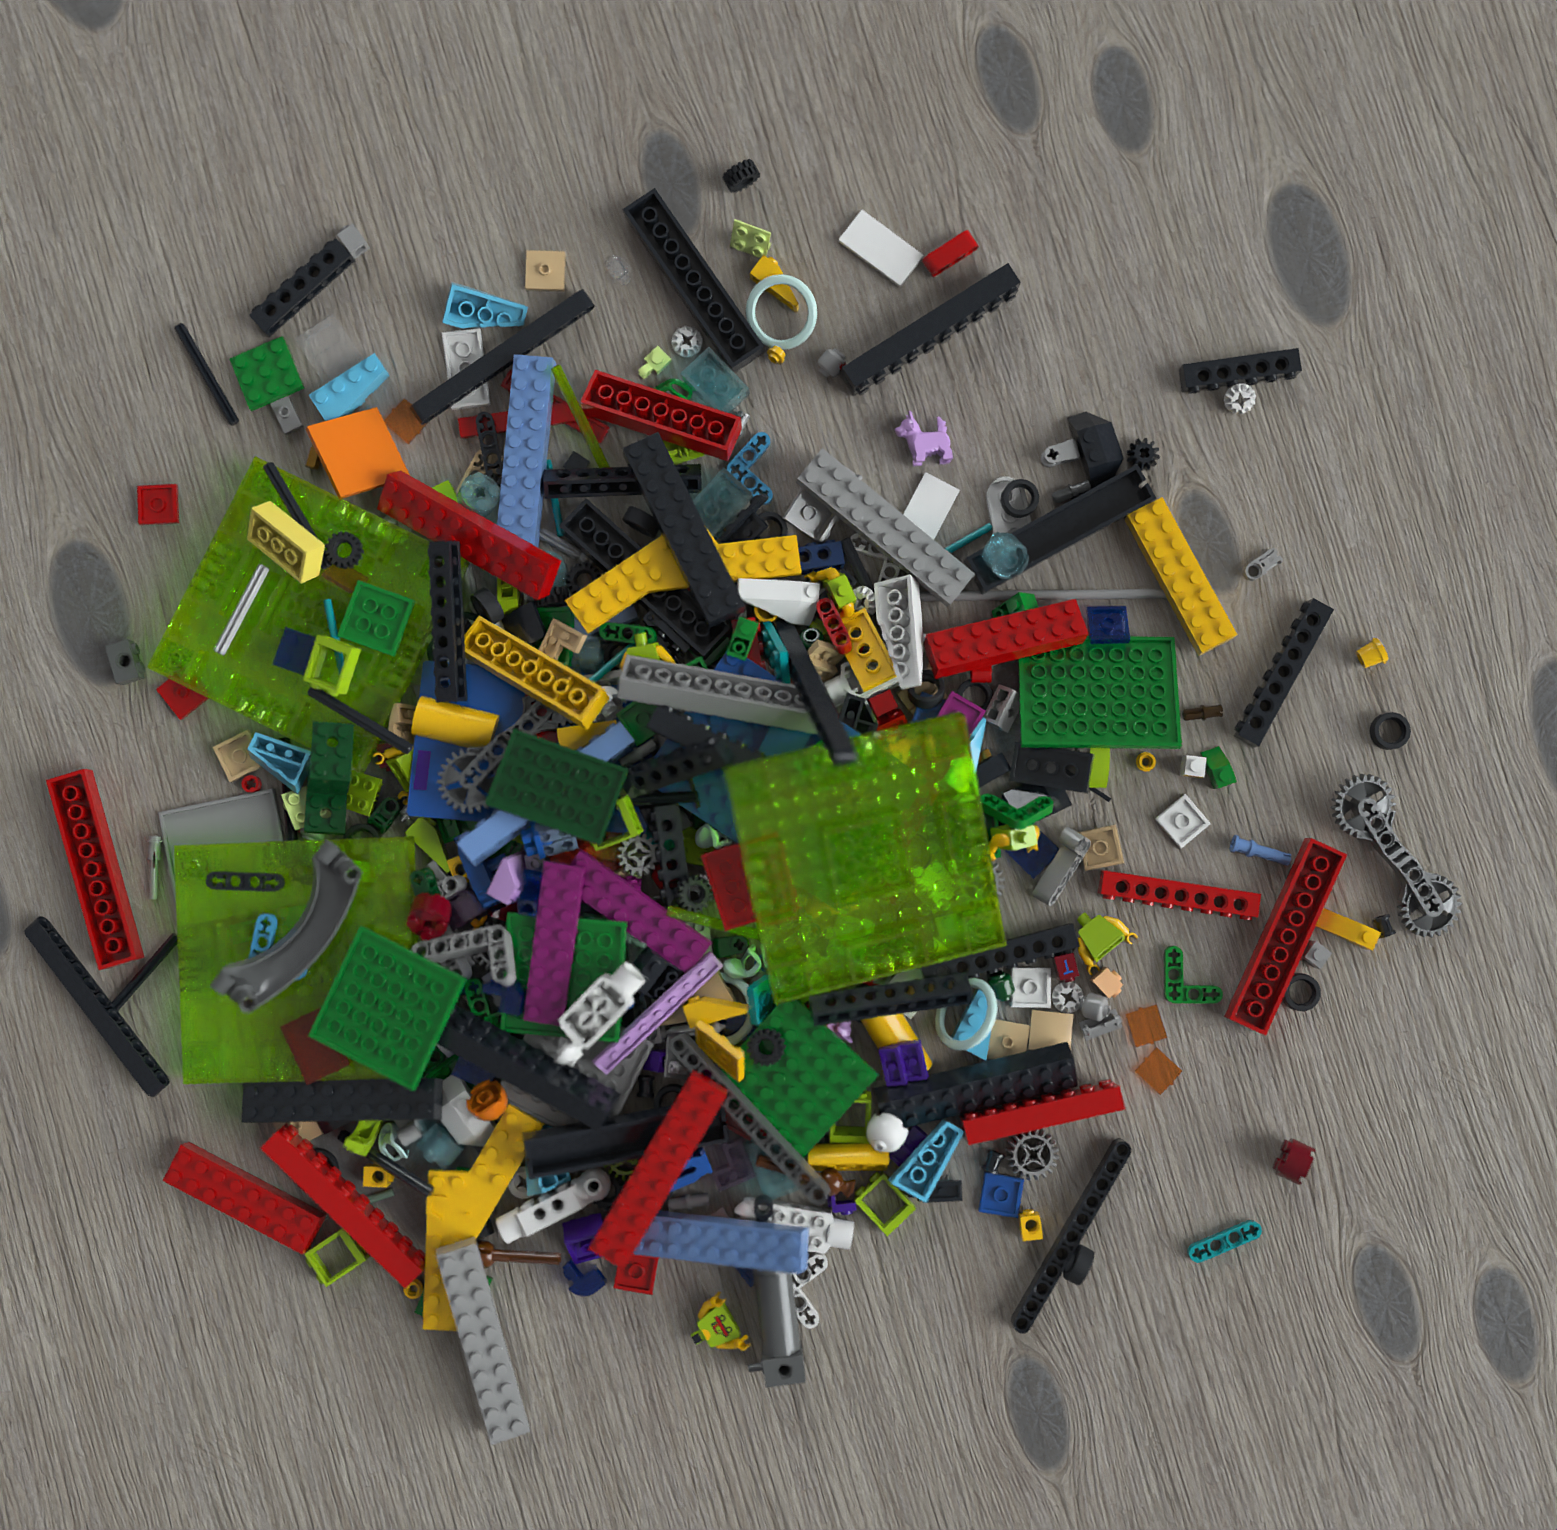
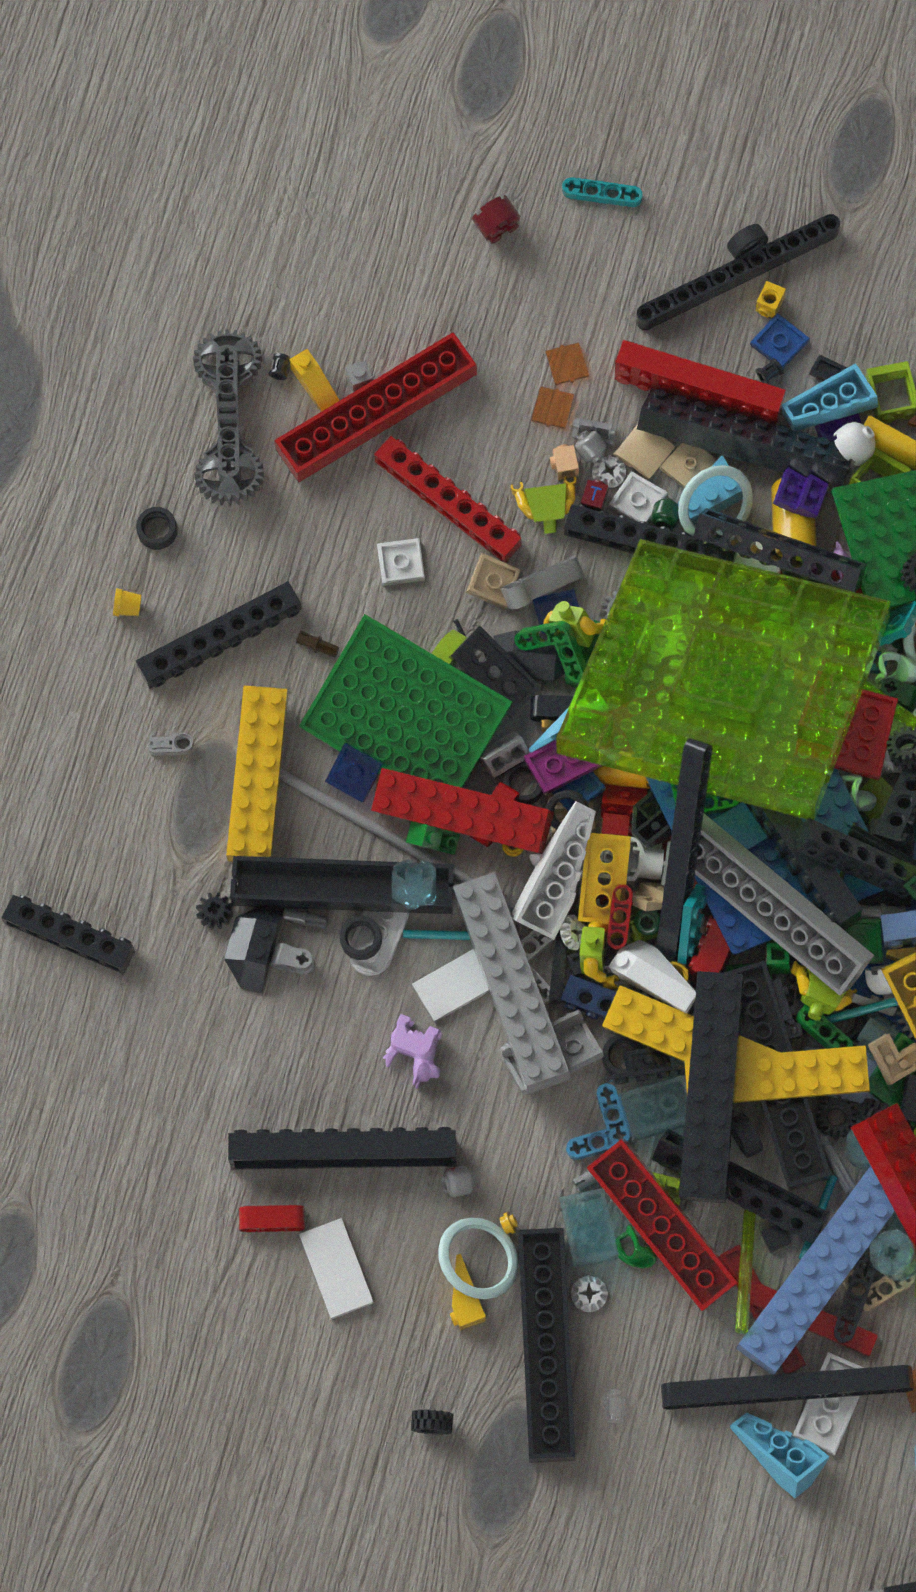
camera: 150 degrees left, 15 degrees down
(545, 270) = (689, 1454): tan plate -> none
(656, 361) = (632, 1292): yellowish green plate -> none
(742, 638) = (717, 949): green slope -> none
(750, 239) = (458, 1343): yellowish green hinge -> none
(1044, 1165) = (744, 352): light grey gear -> none
(1152, 761) = (402, 627): yellow plate -> none
(1184, 989) = (498, 418): green beam -> none
(1193, 766) = (360, 600): white brick -> none
(1218, 768) = (337, 586): green slope -> none
(1232, 394) = (93, 913): white gear -> none
(1251, 848) = (354, 500): medium blue pin -> none
(1315, 997) = (389, 340): black tyre -> none

